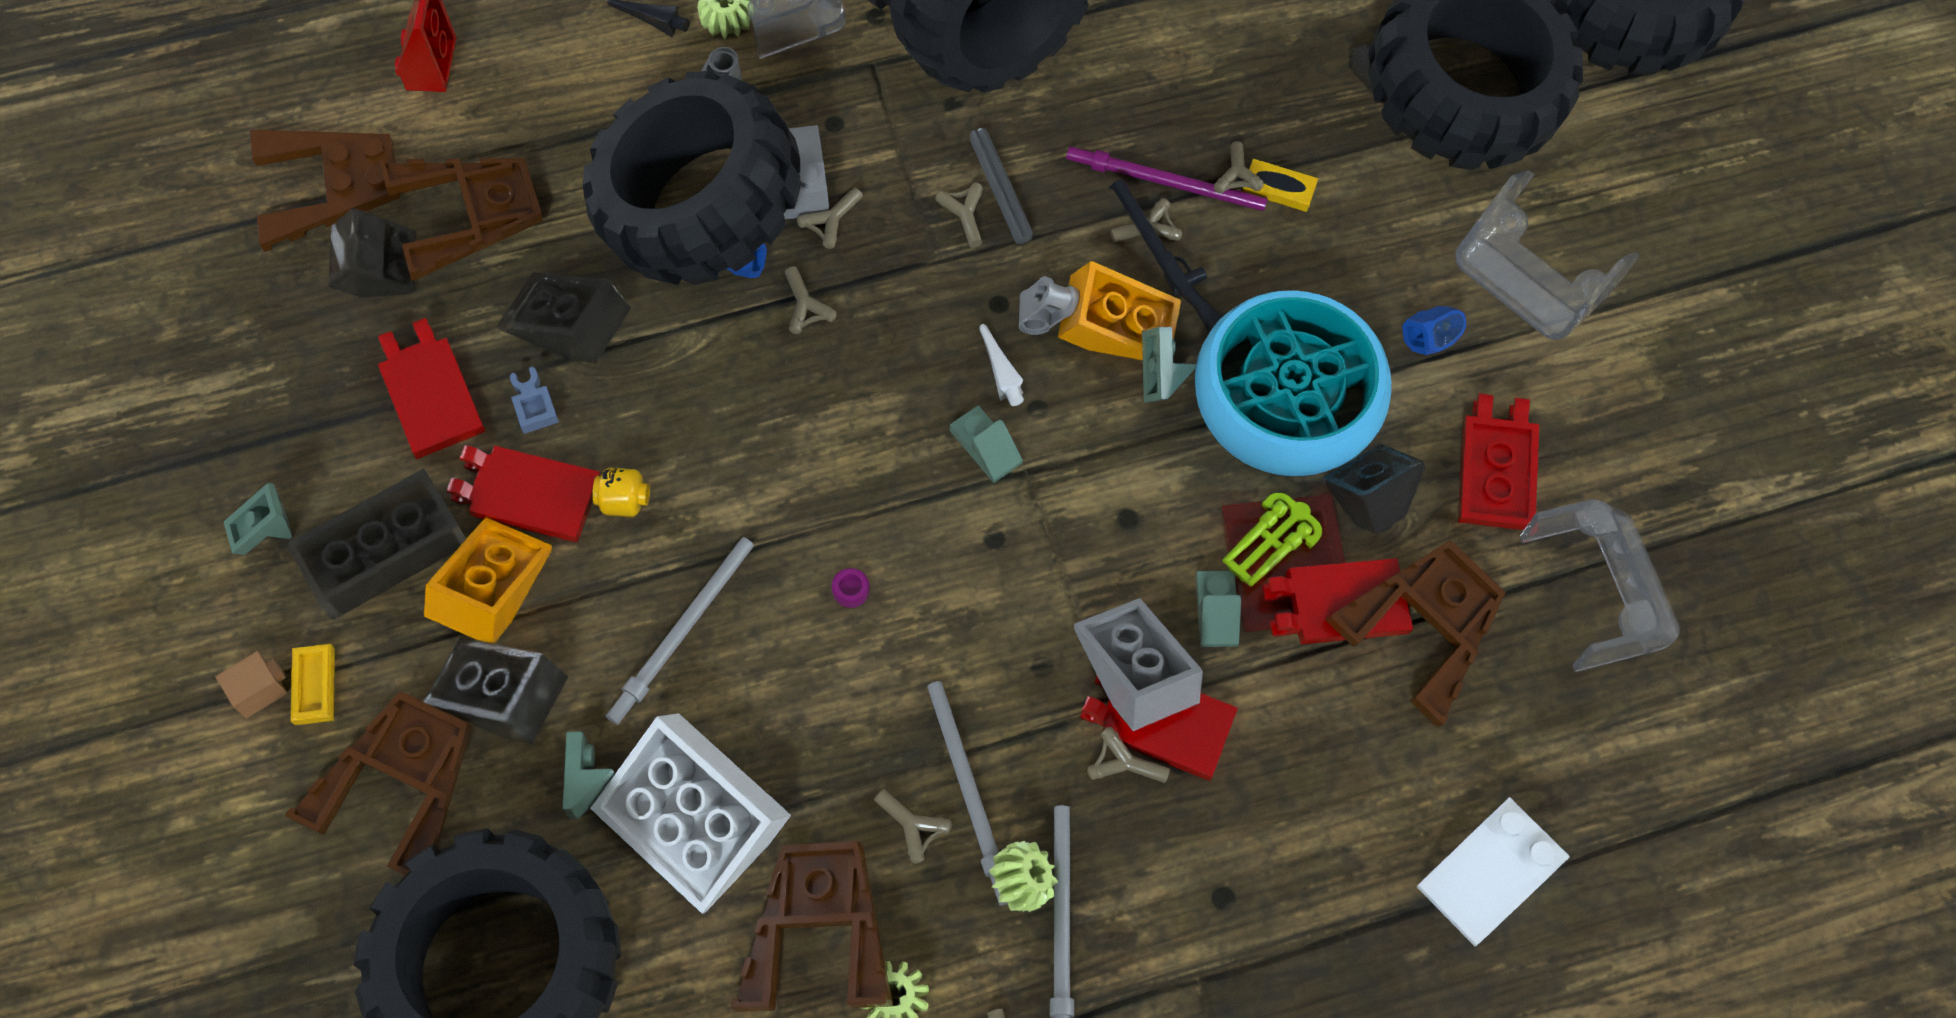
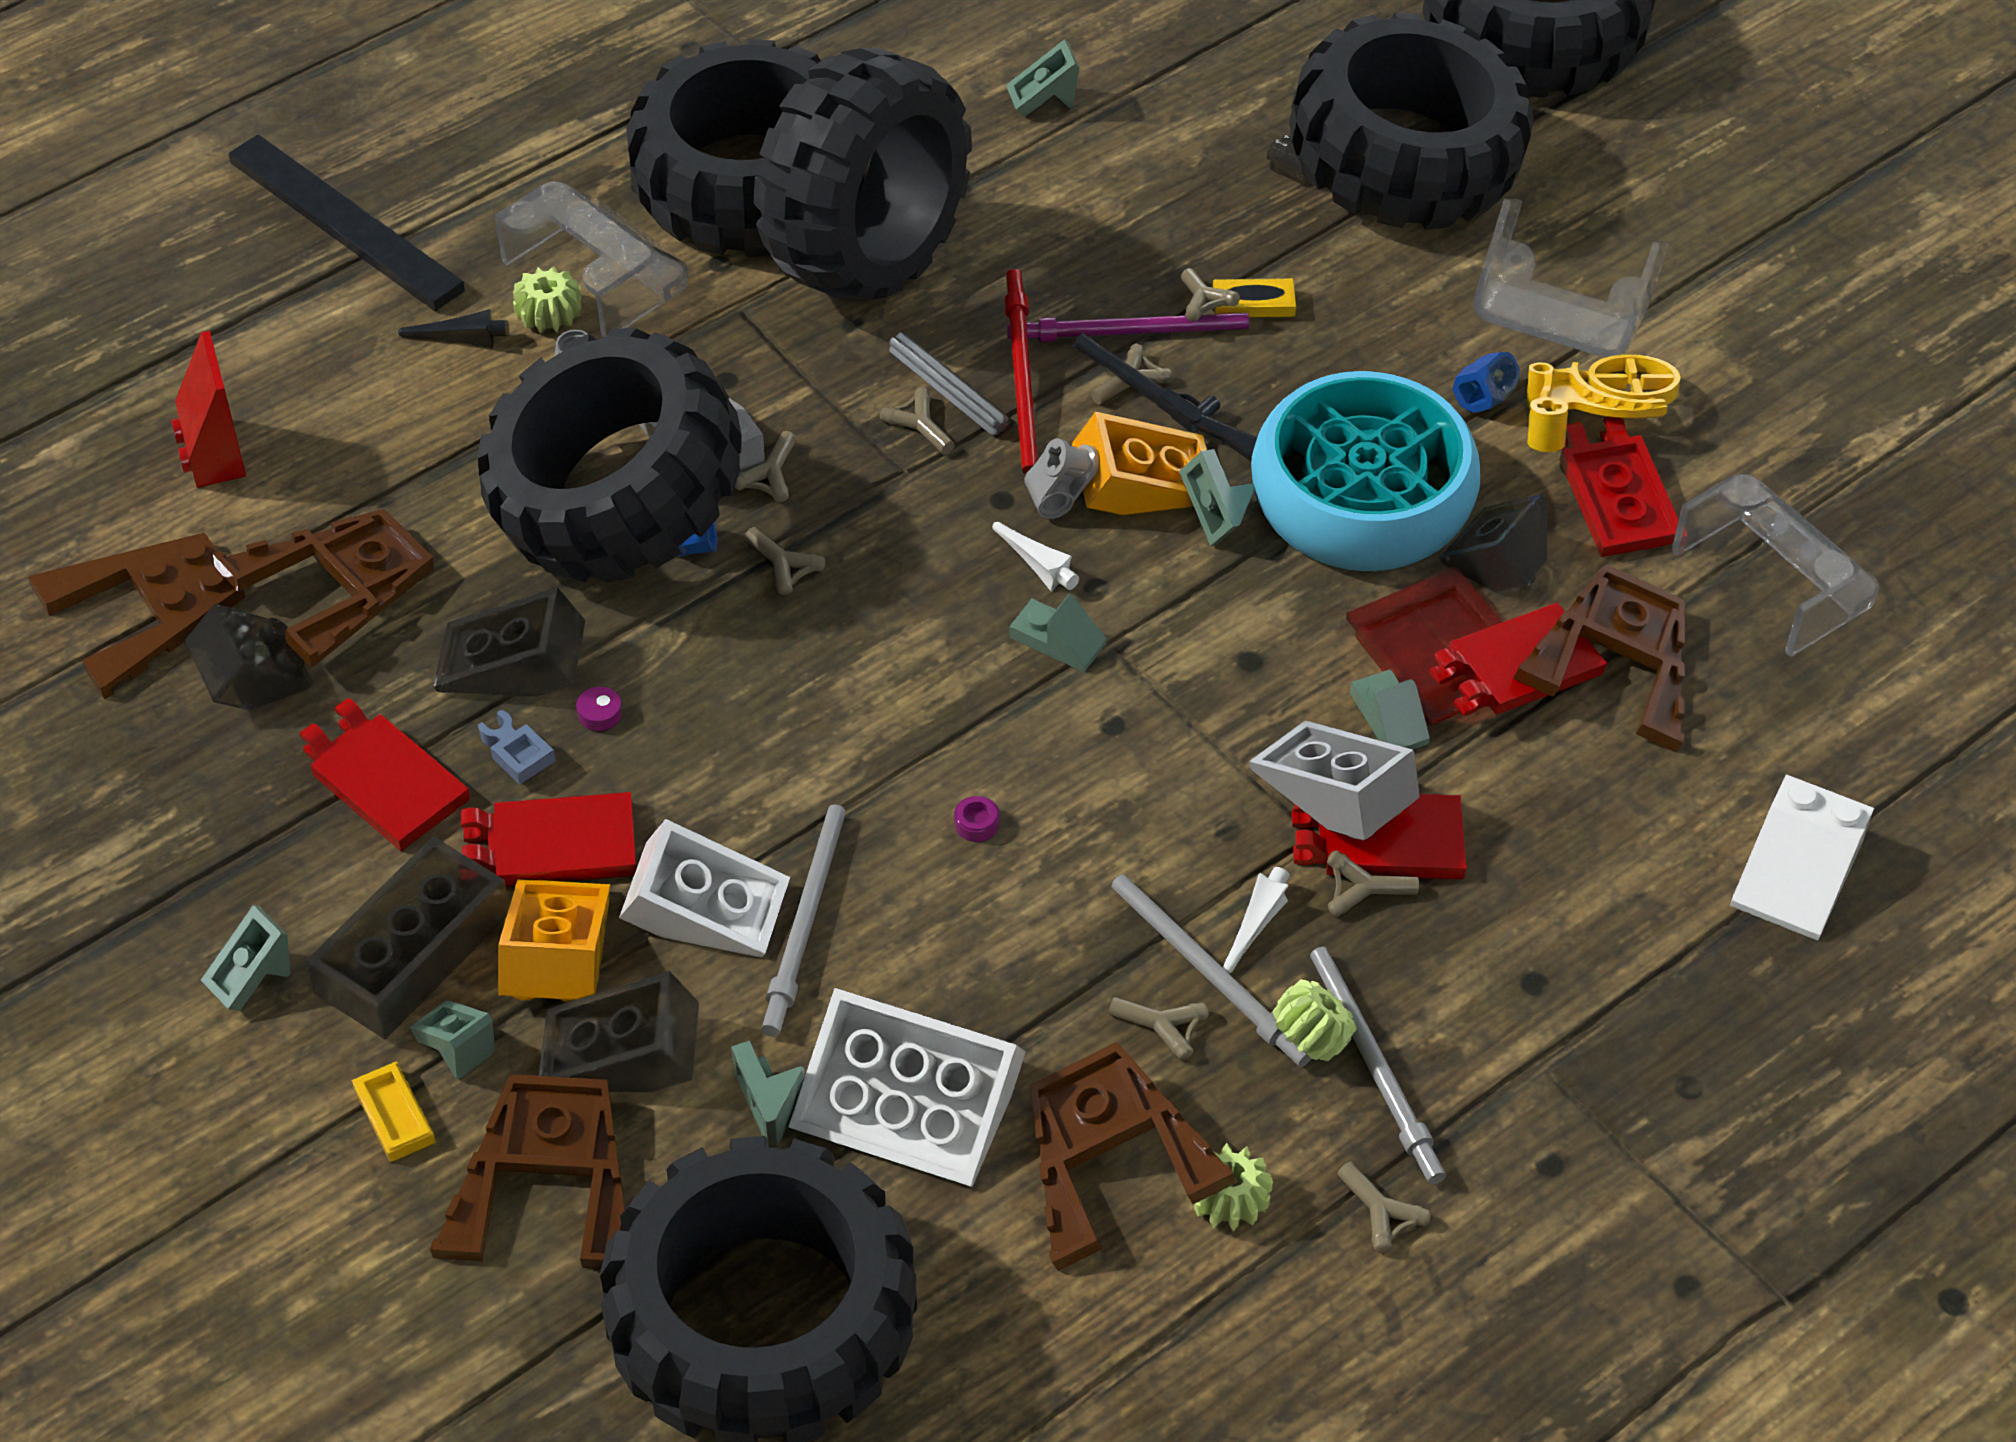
camera: 20 degrees left, 15 degrees down
(252, 684) = (323, 1129): medium nougat brick -> none
(377, 639) = (459, 1034): none -> sand green slope
(610, 387) = (599, 708): none -> magenta tile
(614, 583) = (703, 893): none -> white slope
(620, 492) = (670, 798): yellow head -> none
(1039, 746) = (1265, 902): none -> white piece
(1079, 138) = (1017, 309): none -> red bar
(1298, 513) = (1408, 593): lime piece -> none
(1492, 361) = (1556, 391): none -> yellow piece

